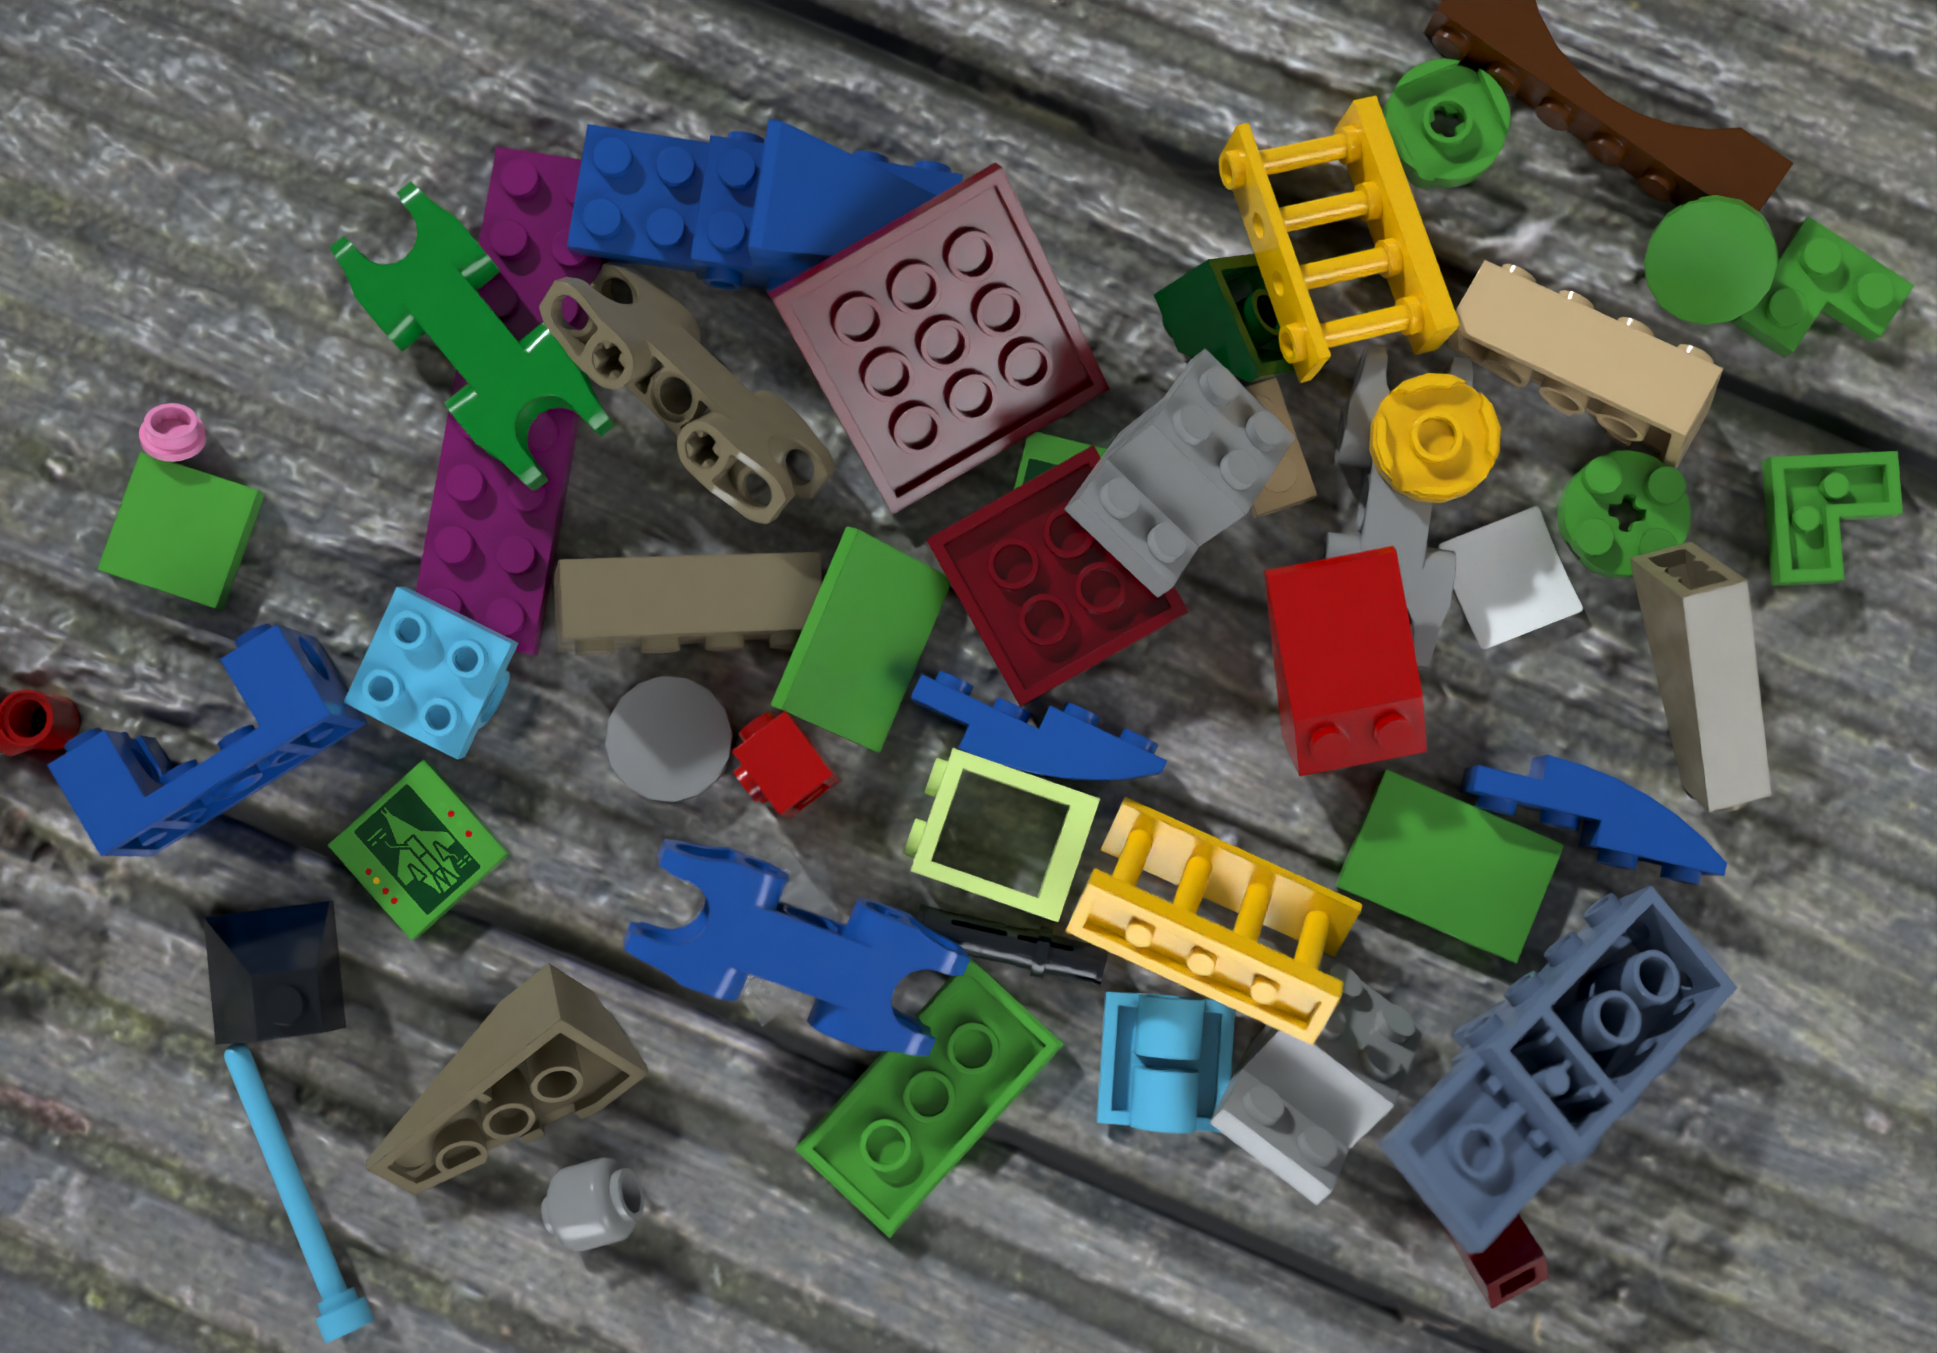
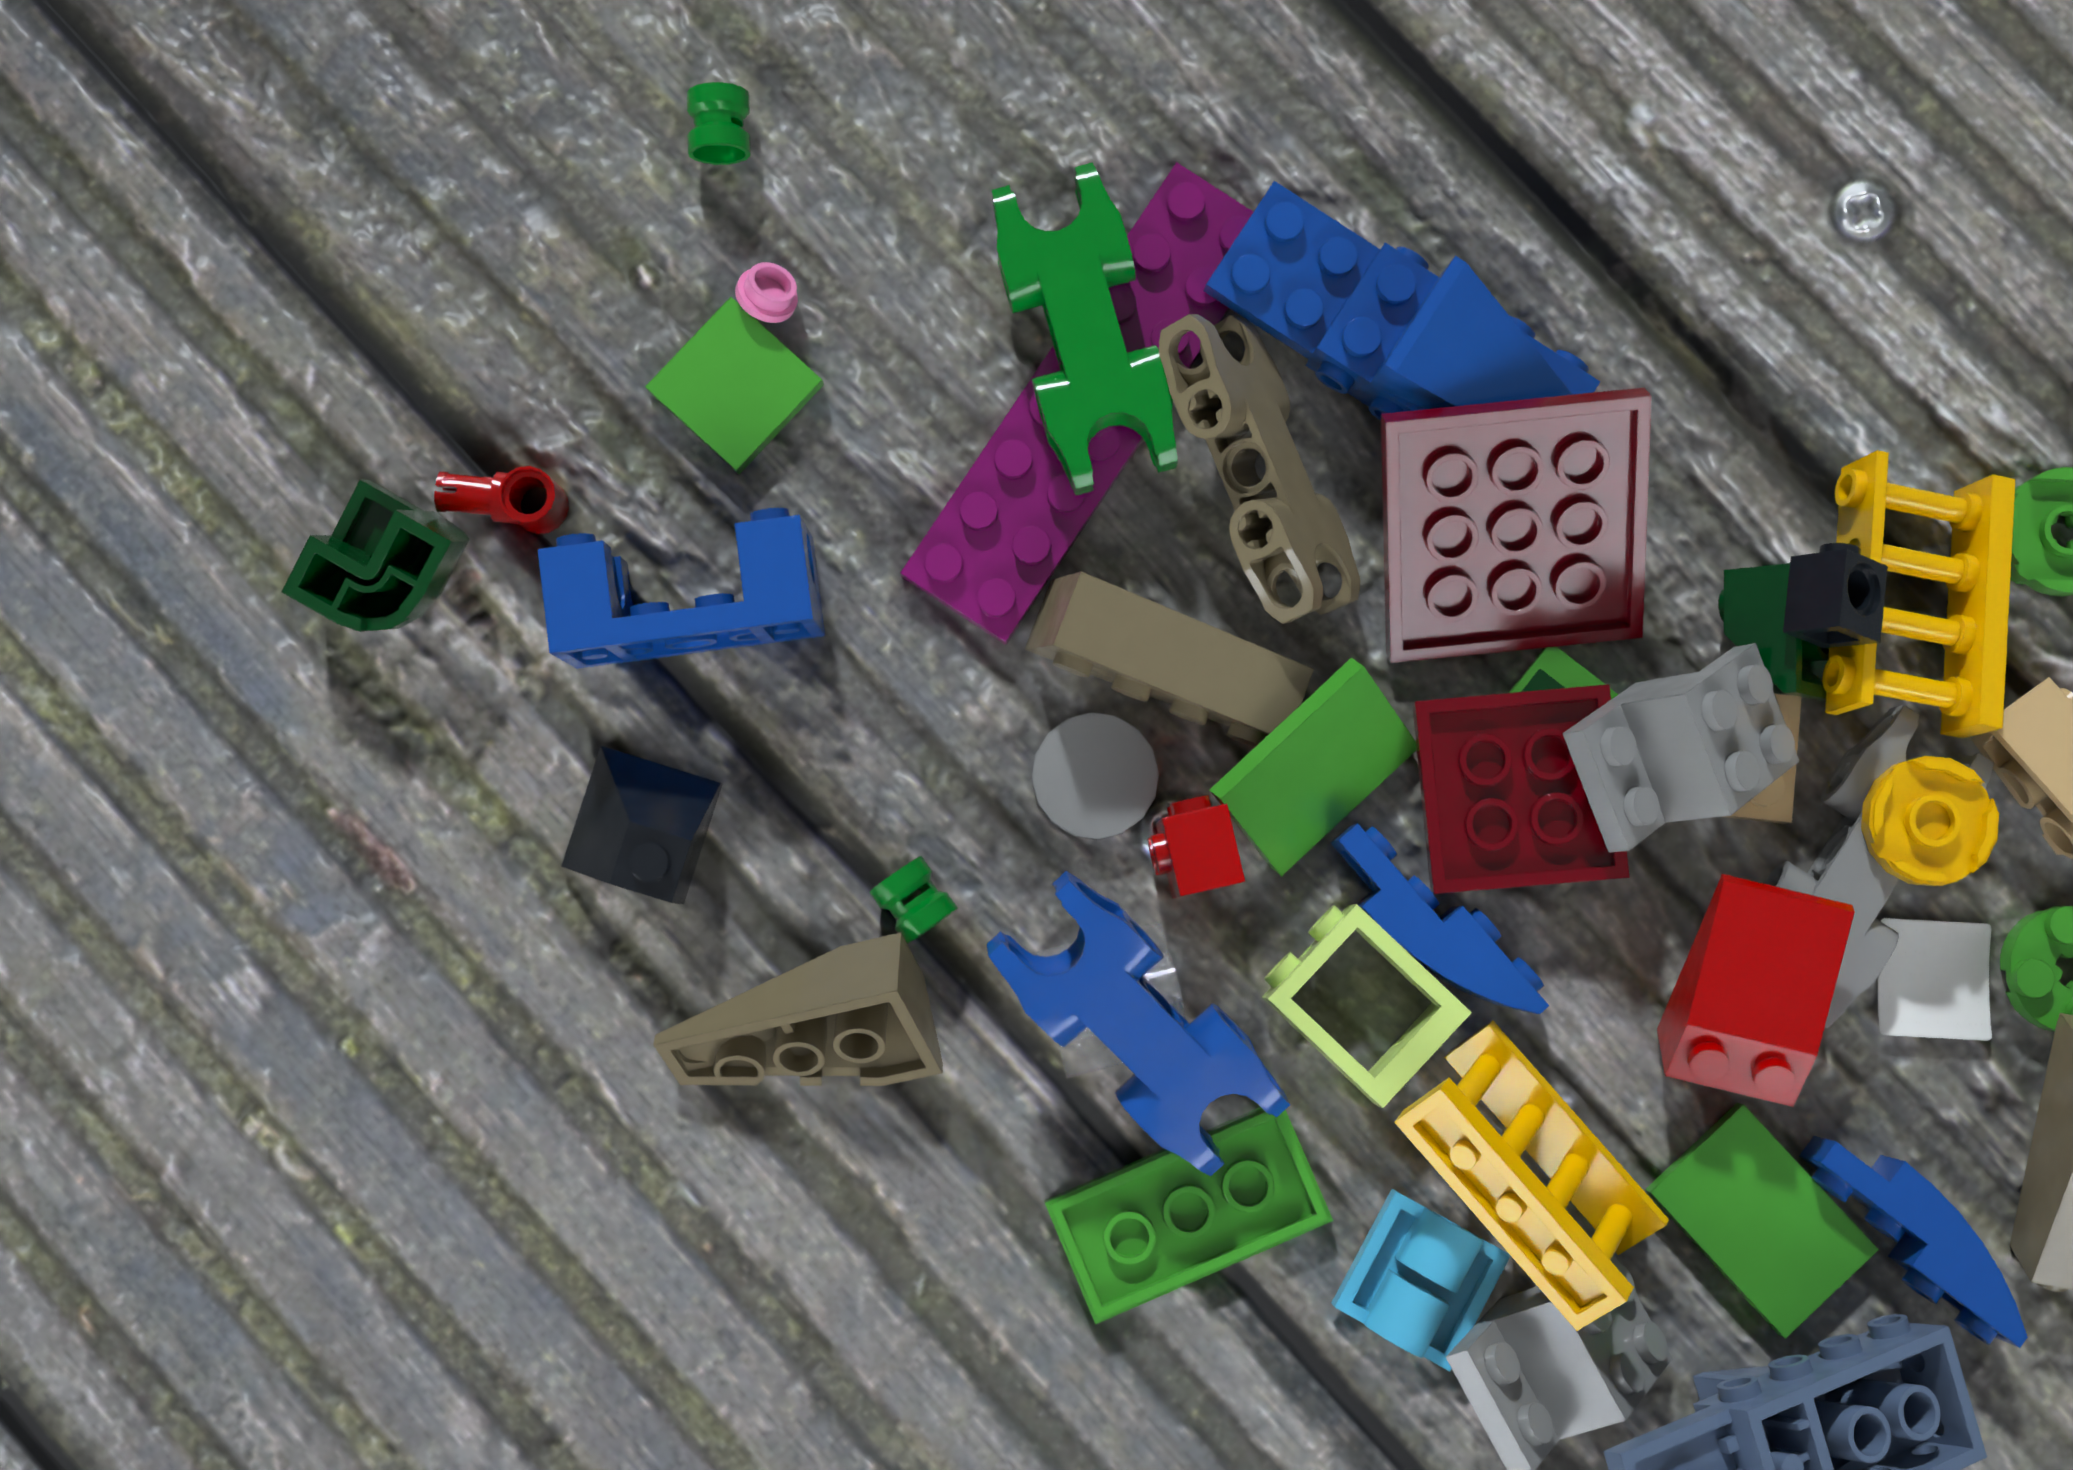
camera: 20 degrees right, 0 degrees up
(58, 297) = (718, 123): none -> green wheel
(340, 1307) = (570, 1156): medium azure piece -> none
(419, 849) = (823, 773): tile -> none
(432, 673) = (909, 619): medium azure plate -> none
(551, 927) = (921, 912): none -> green wheel
(592, 1204) = (841, 1169): light grey head -> none
(1018, 946) = (1336, 1116): black pin -> none
(1255, 275) = (1835, 597): none -> black brick

